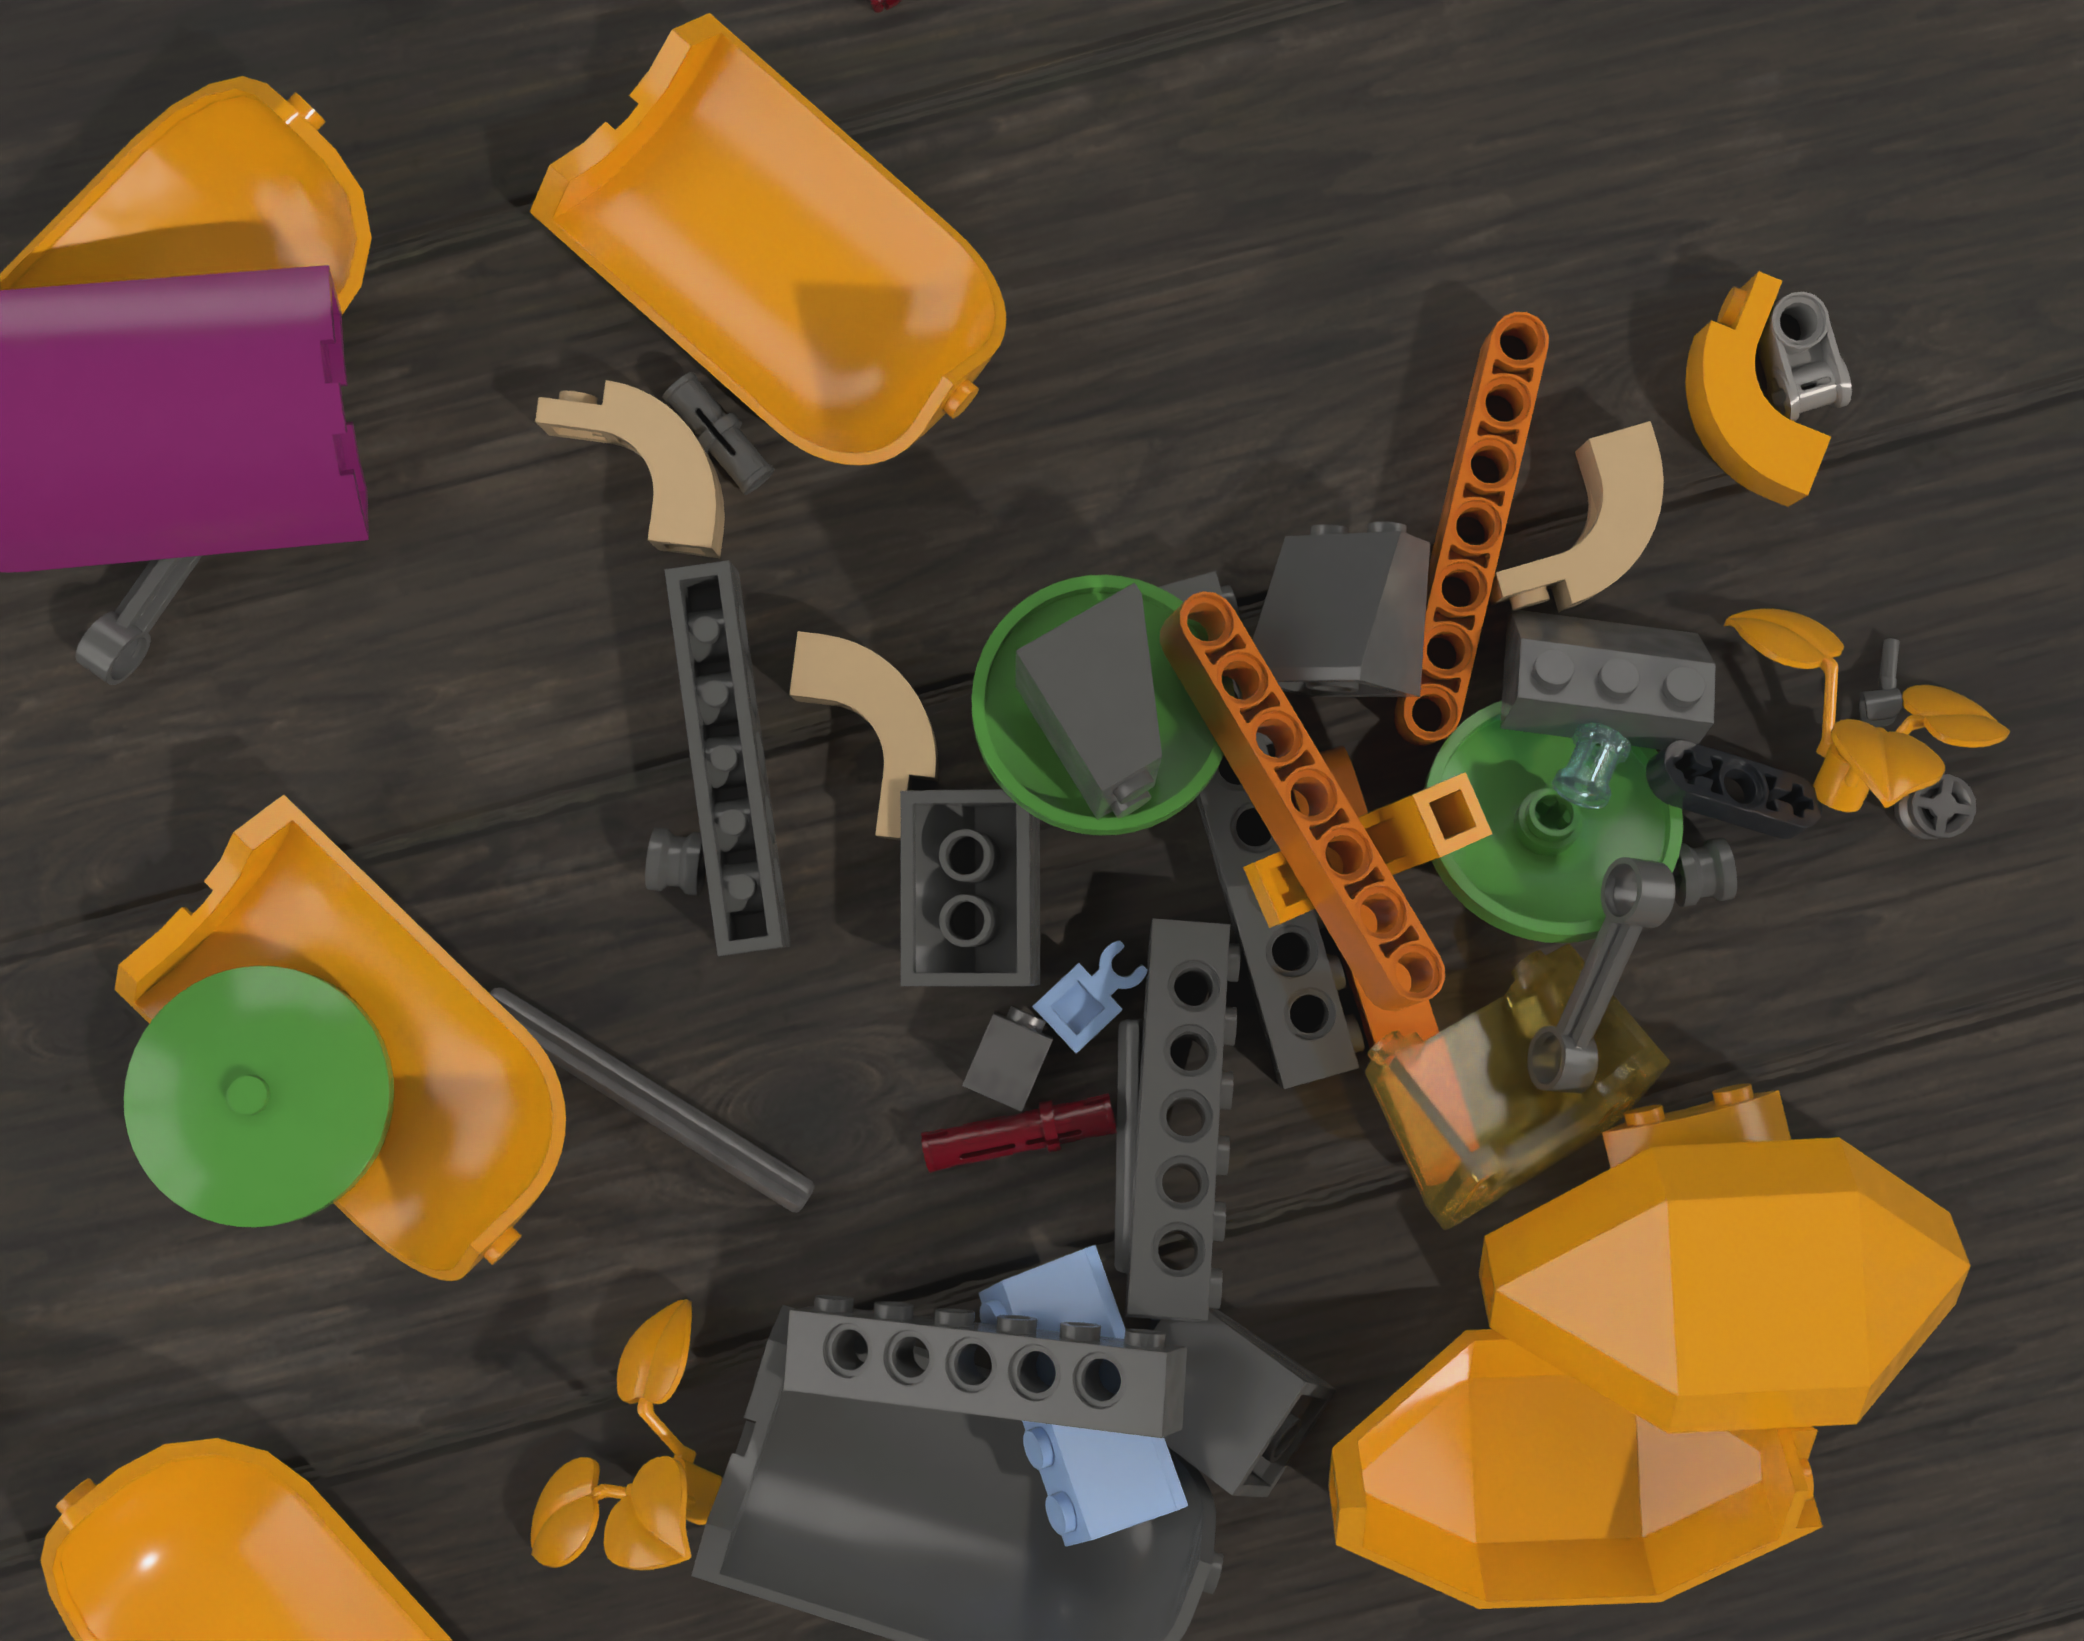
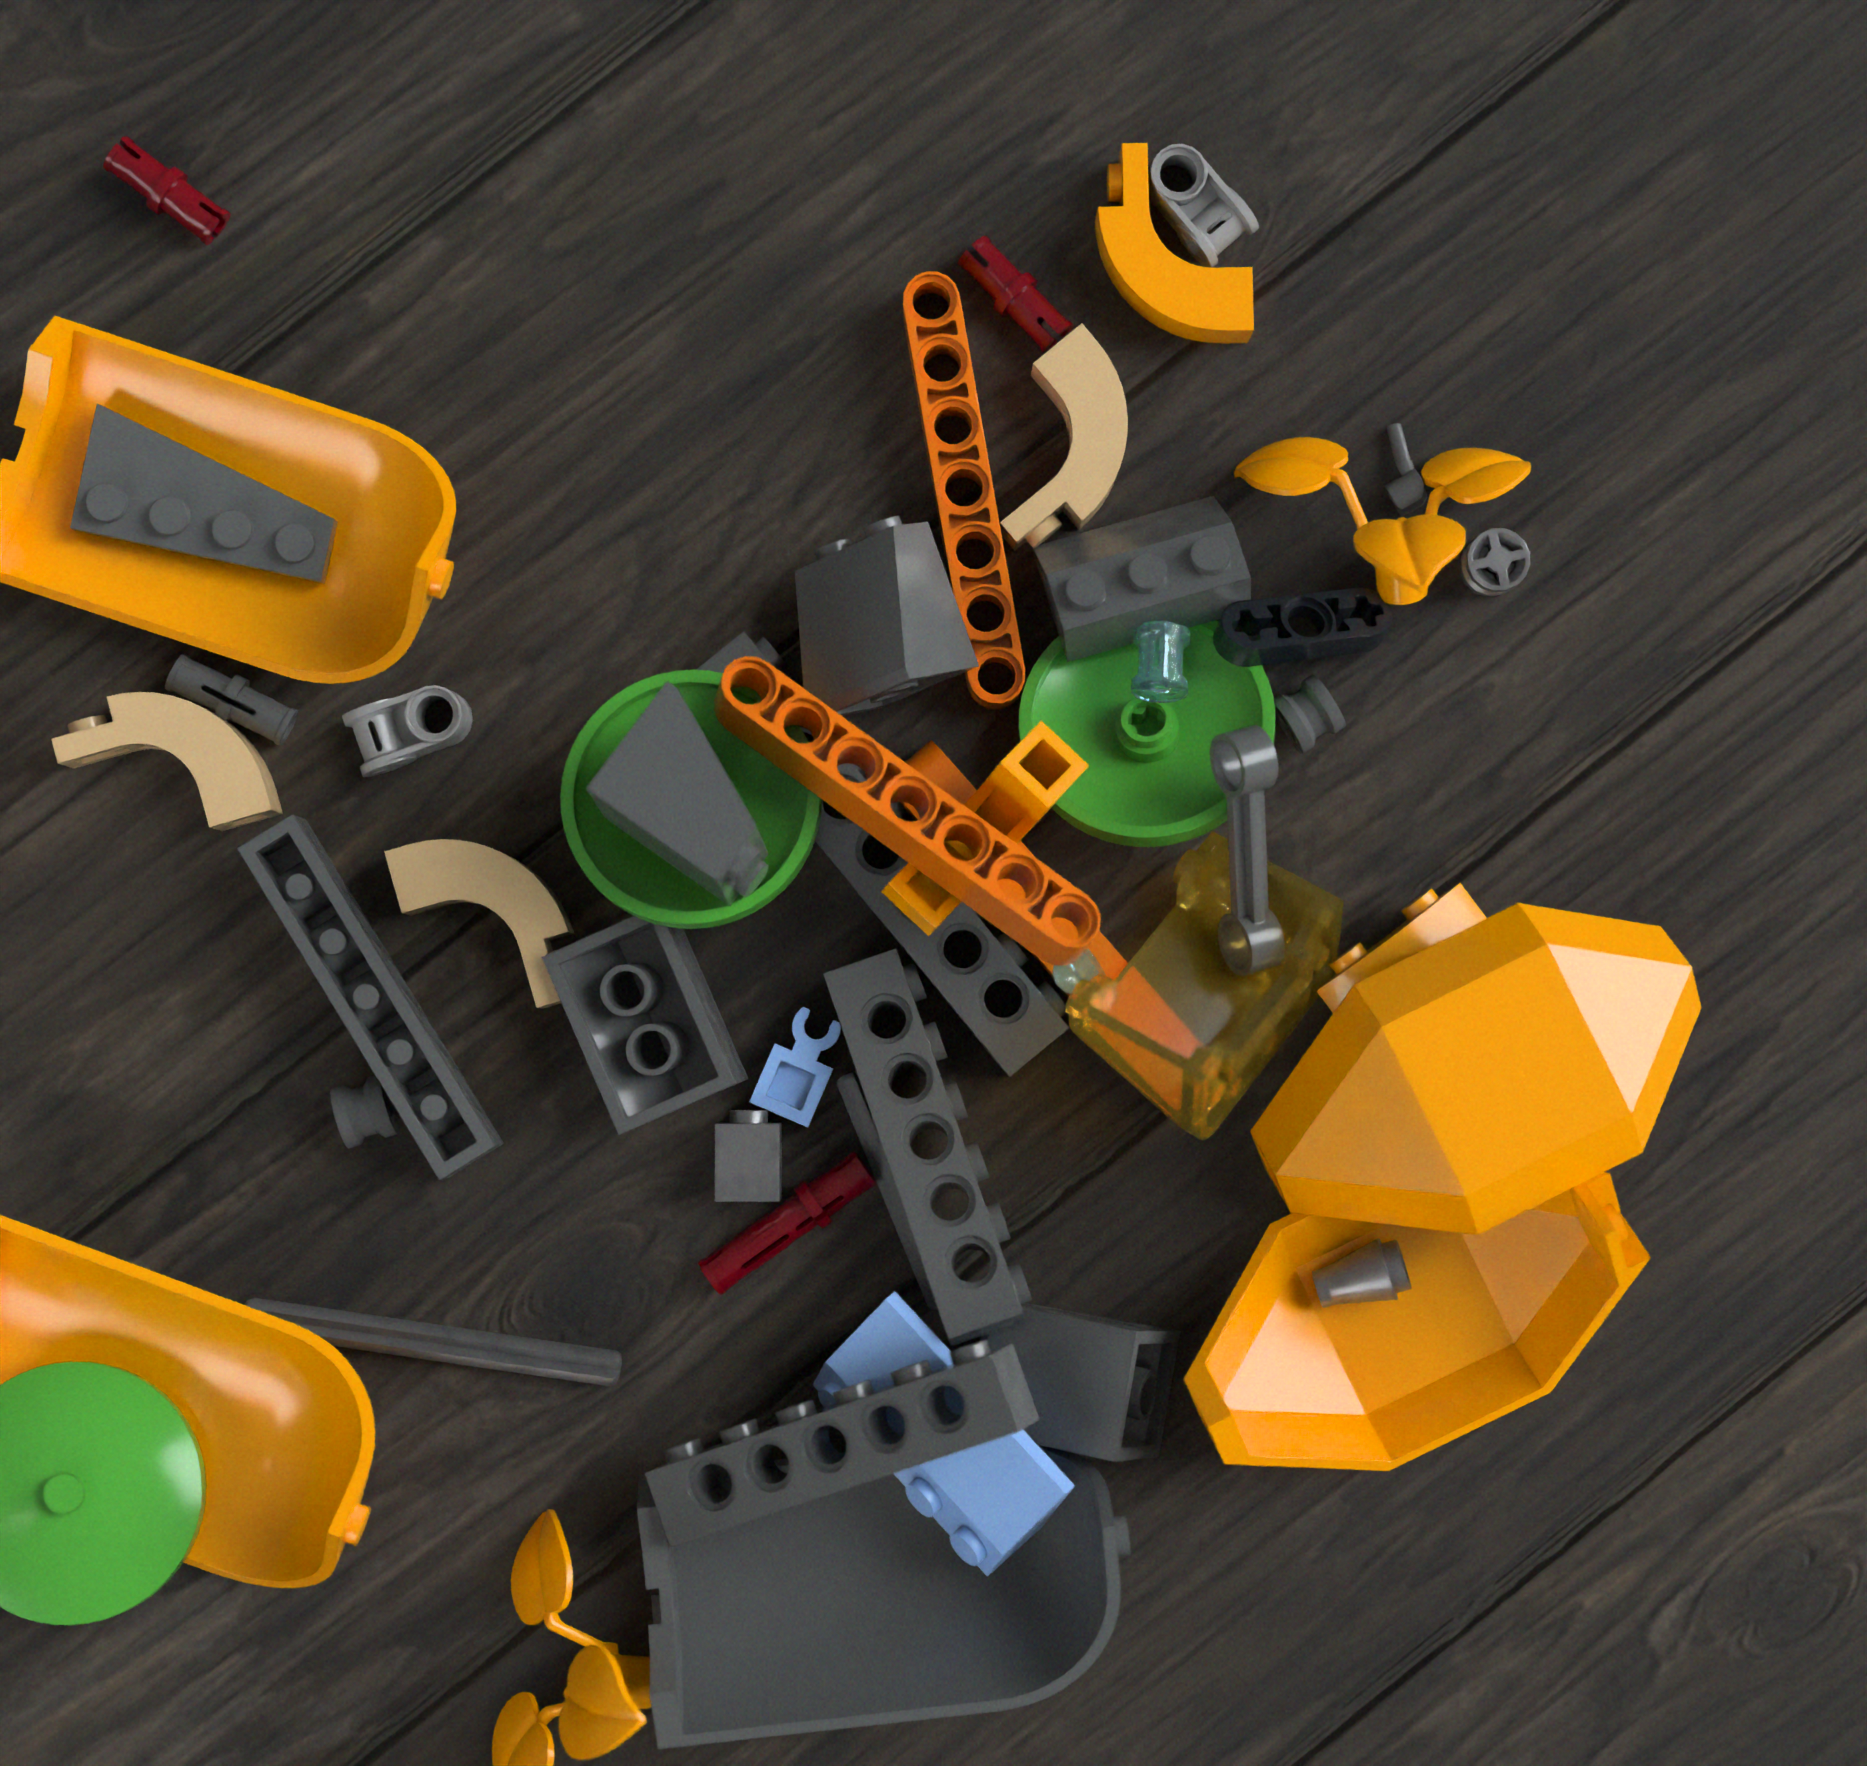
camera: 35 degrees left, 0 degrees up
(751, 232) = (177, 500): none -> dark grey wing
(855, 523) = (395, 729): none -> light grey piece
(1384, 1022) = (1083, 968): none -> clear light blue hinge
(1532, 1415) = (1364, 1275): none -> flat silver cone
(1595, 369) = (1015, 293): none -> dark red pin

